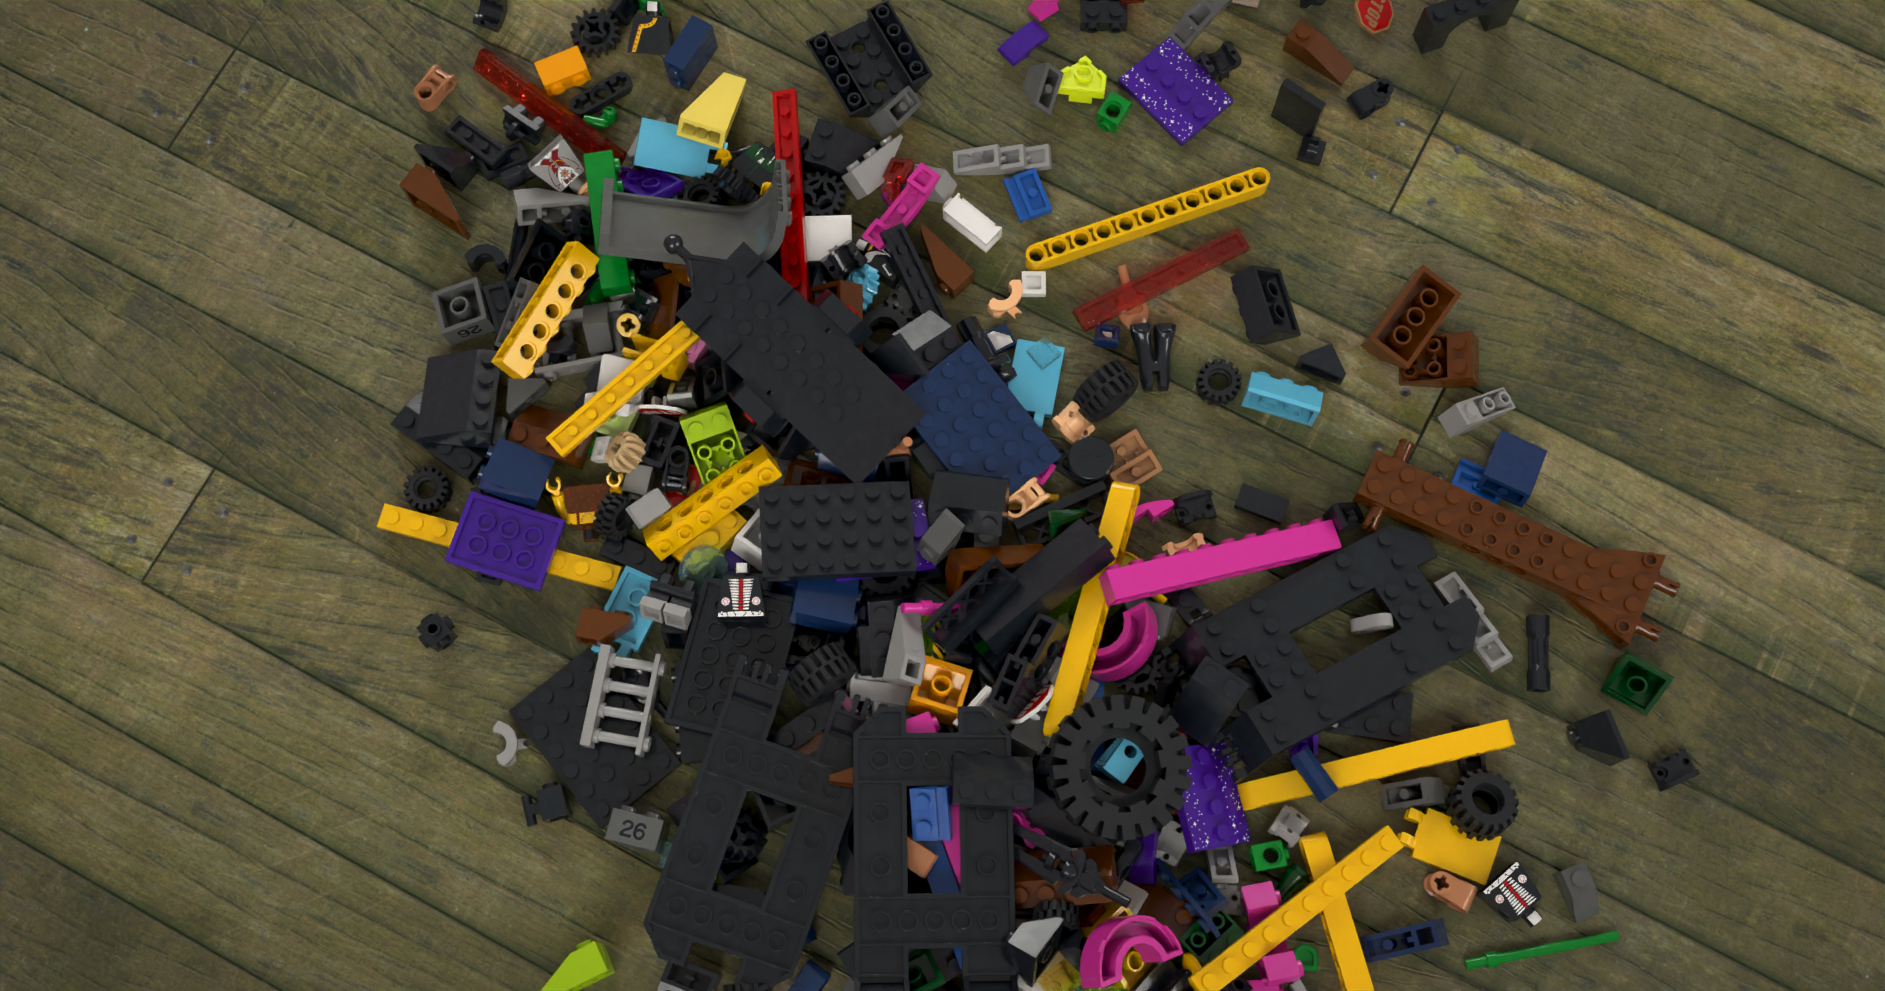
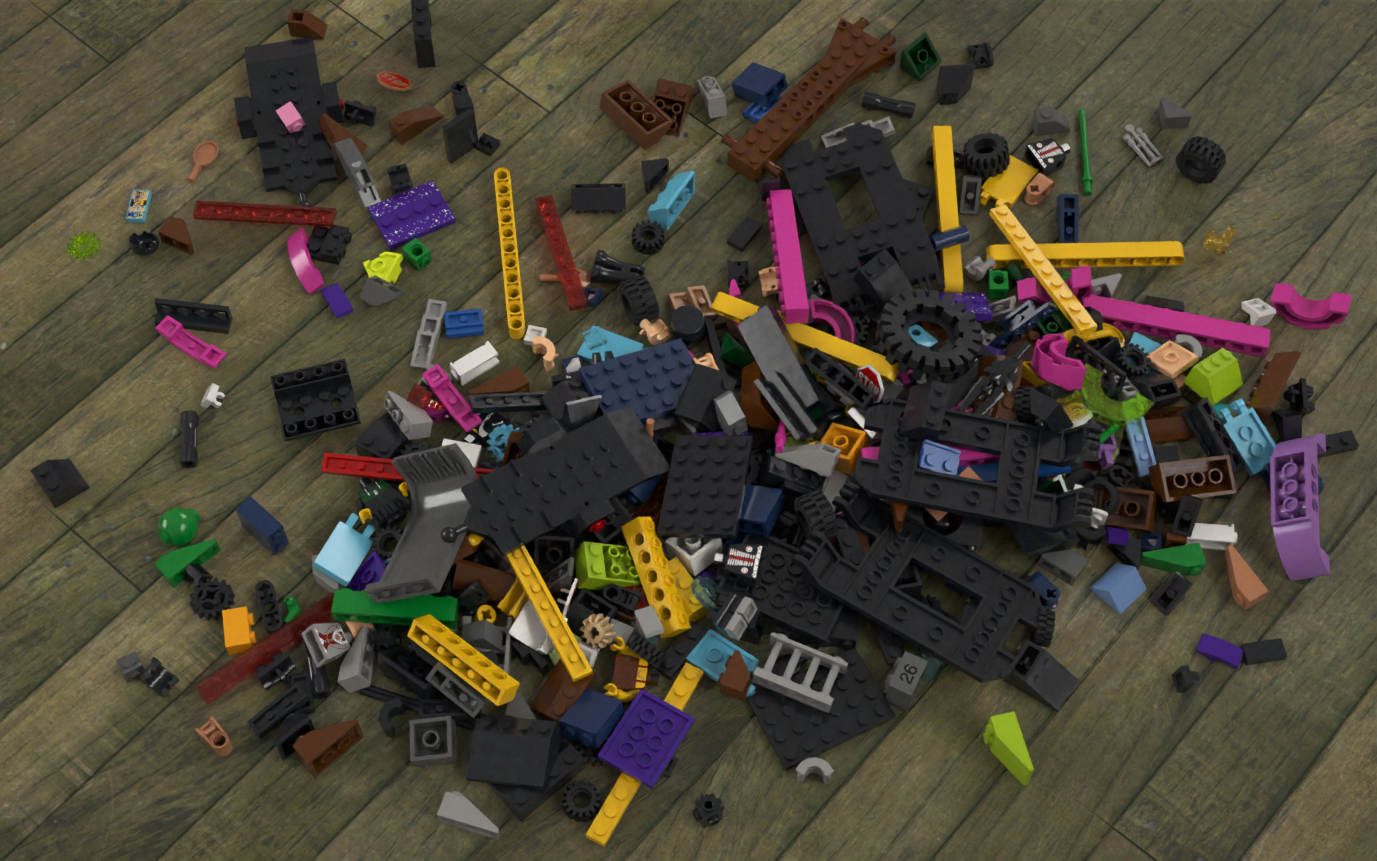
camera: 80 degrees left, 15 degrees down
(388, 370) = (461, 813): none -> light grey slope
(551, 804) = (869, 746): black brick -> none
(651, 32) = (231, 553): black torso -> none
(713, 112) = (324, 512): light yellow slope -> none
(843, 260) = (480, 447): black piece -> none
(895, 111) = (366, 394): dark grey slope -> none
(1371, 623) = (848, 187): light grey beam -> none

